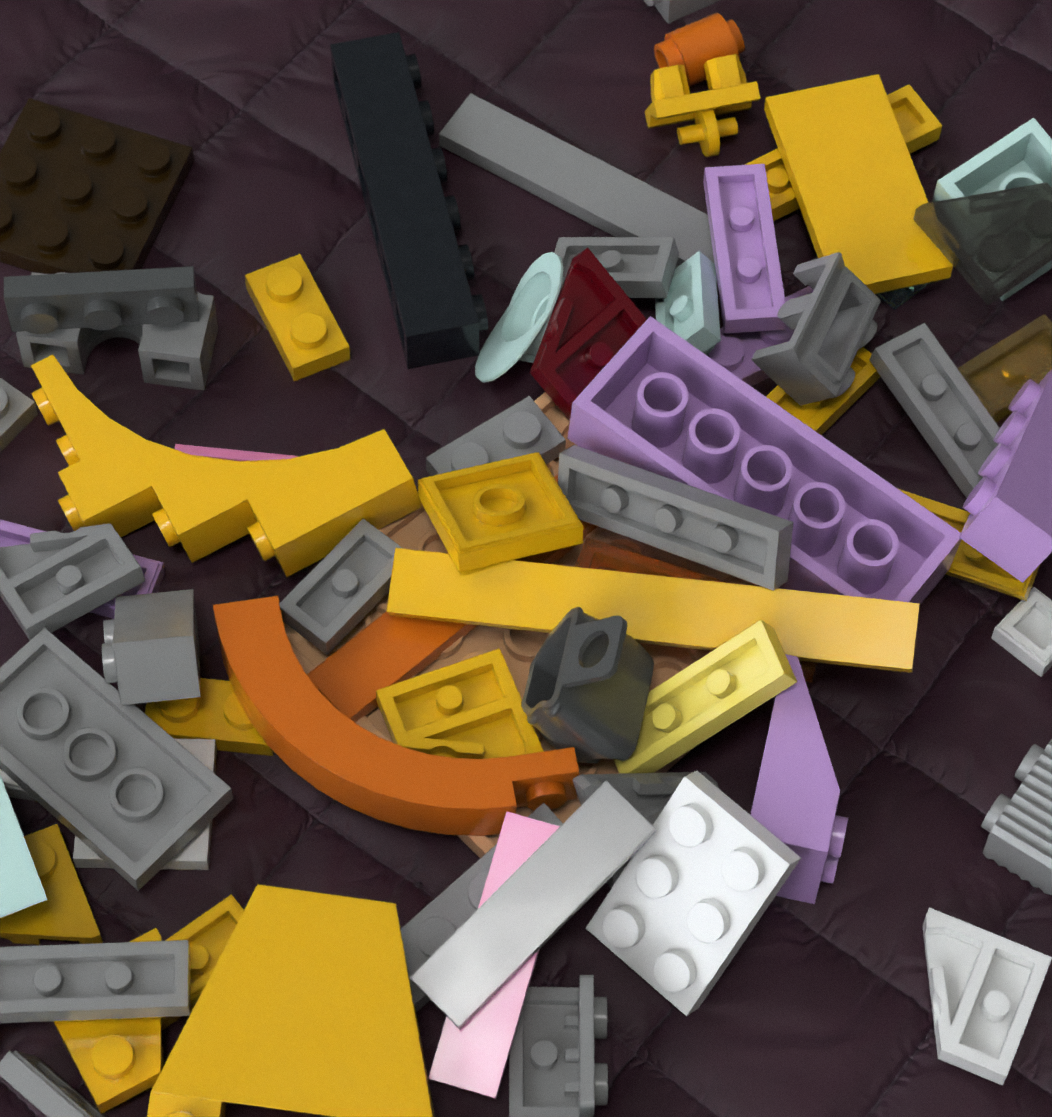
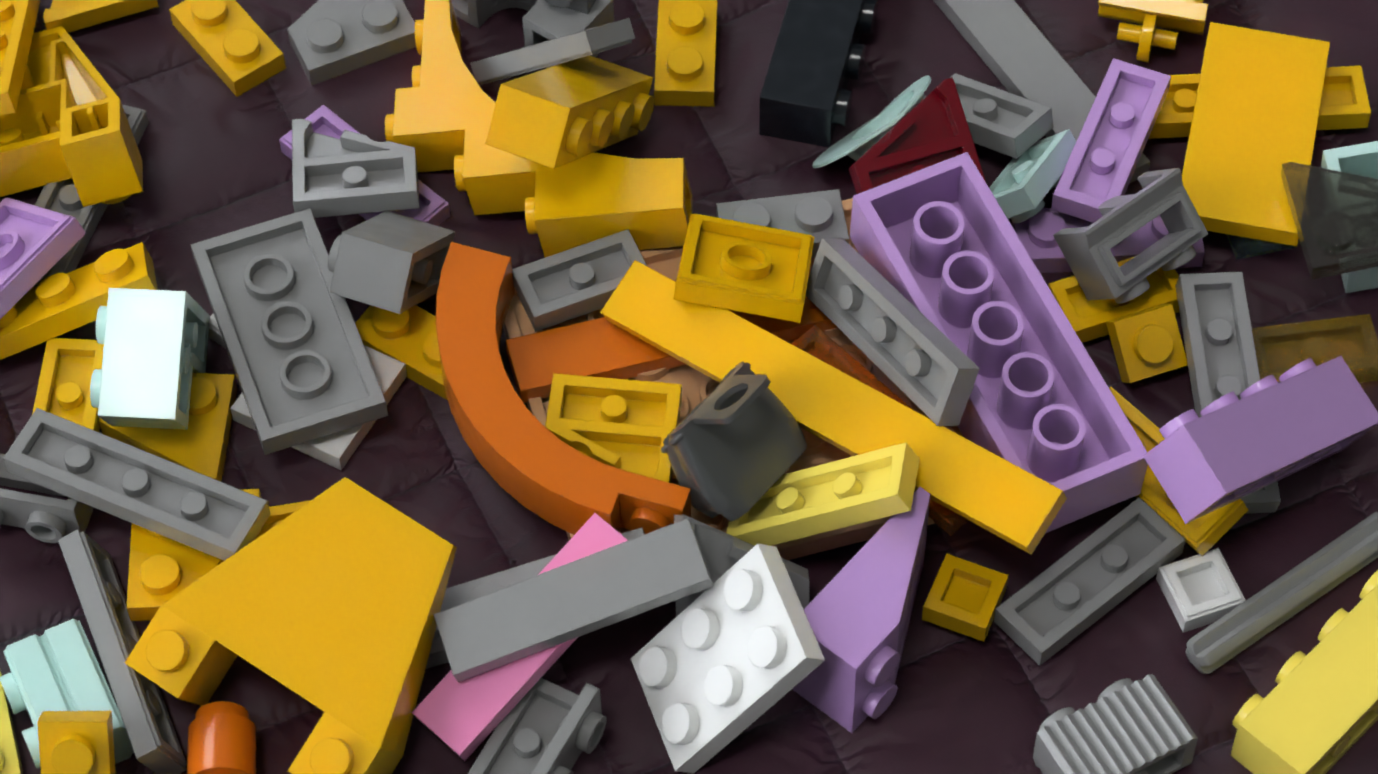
camera: 30 degrees right, 5 degrees down
(194, 372) = (553, 51): none -> light grey tile
(255, 428) = (570, 111): none -> yellow brick
(852, 731) = (965, 597): none -> yellow plate
(870, 423) = (1147, 343): none -> yellow plate
(944, 668) = (1089, 581): none -> light grey plate

